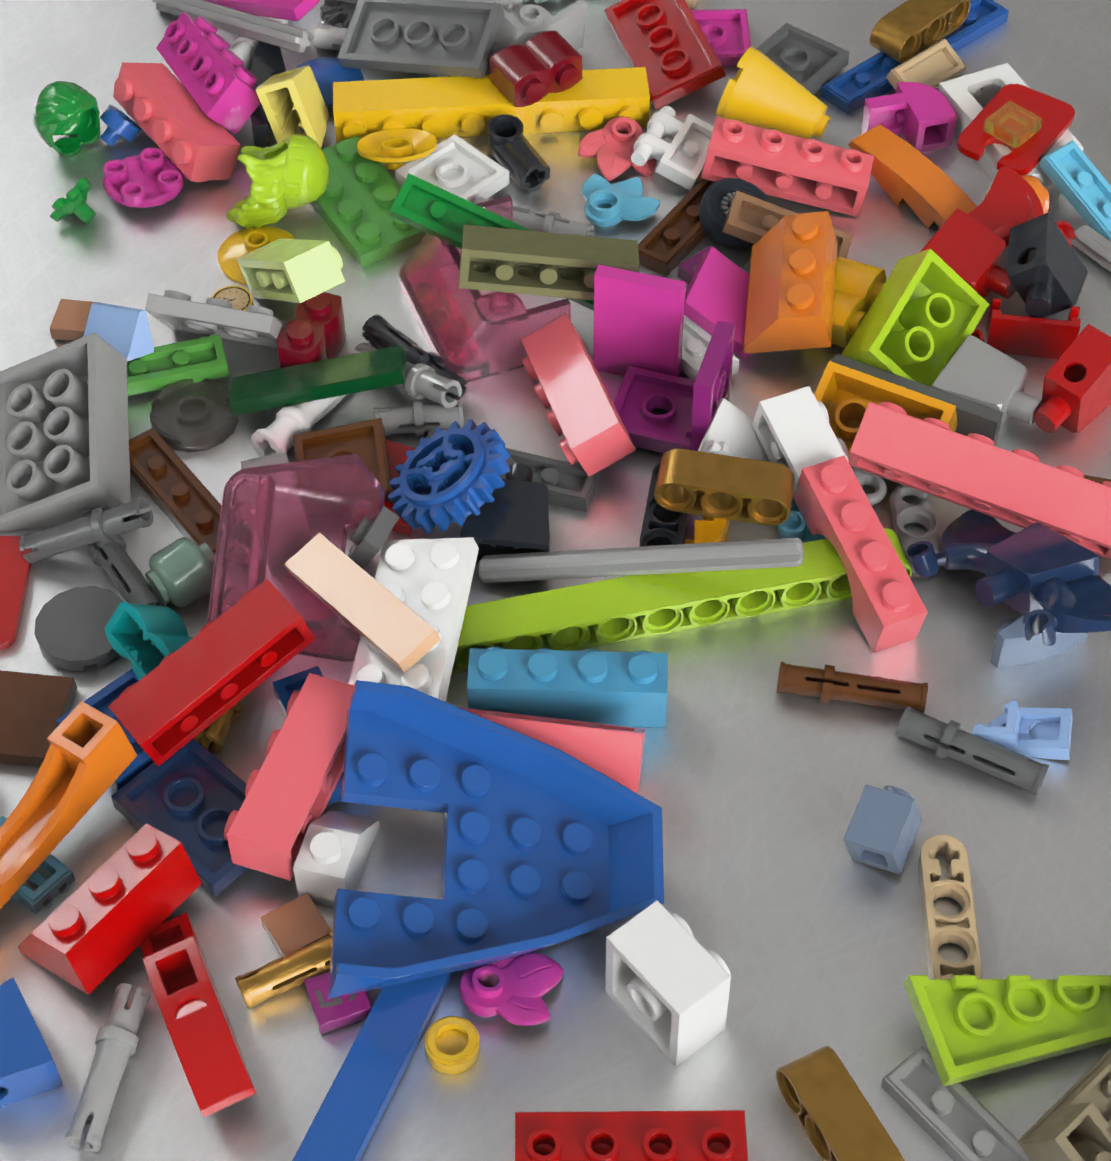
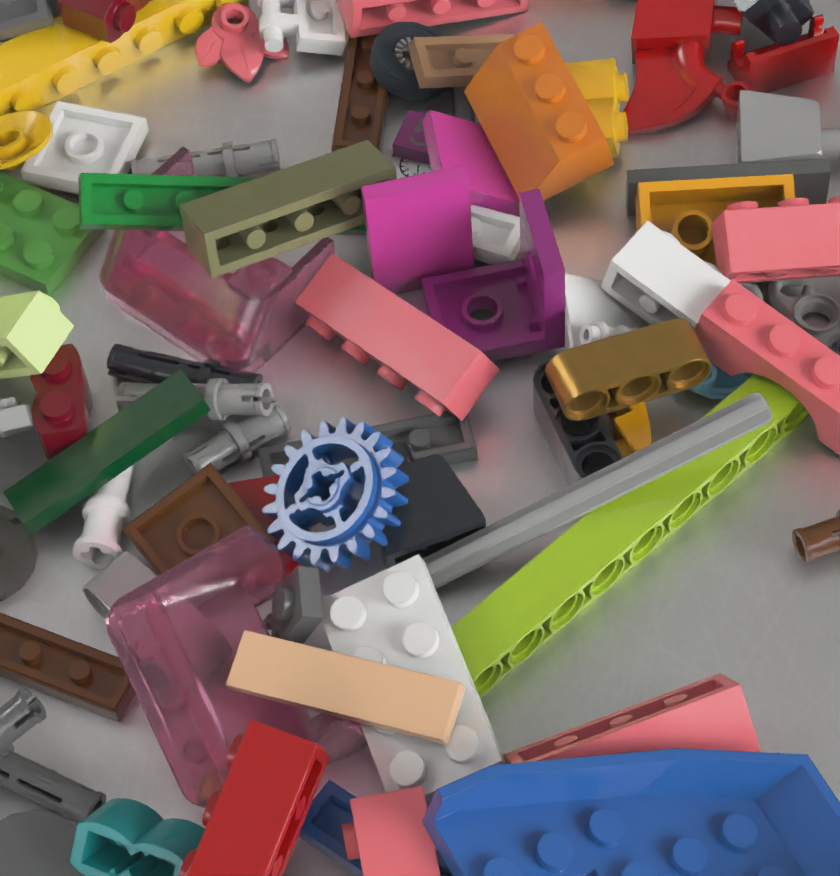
camera: 25 degrees left, 5 degrees up
(181, 572) = (105, 747): sand green head -> none
(514, 153) = (132, 93): black piece -> none
(571, 685) = (607, 665): dark azure brick -> none
(612, 203) = (275, 101): medium azure plate -> none
(917, 319) = (680, 99): lime slope -> none

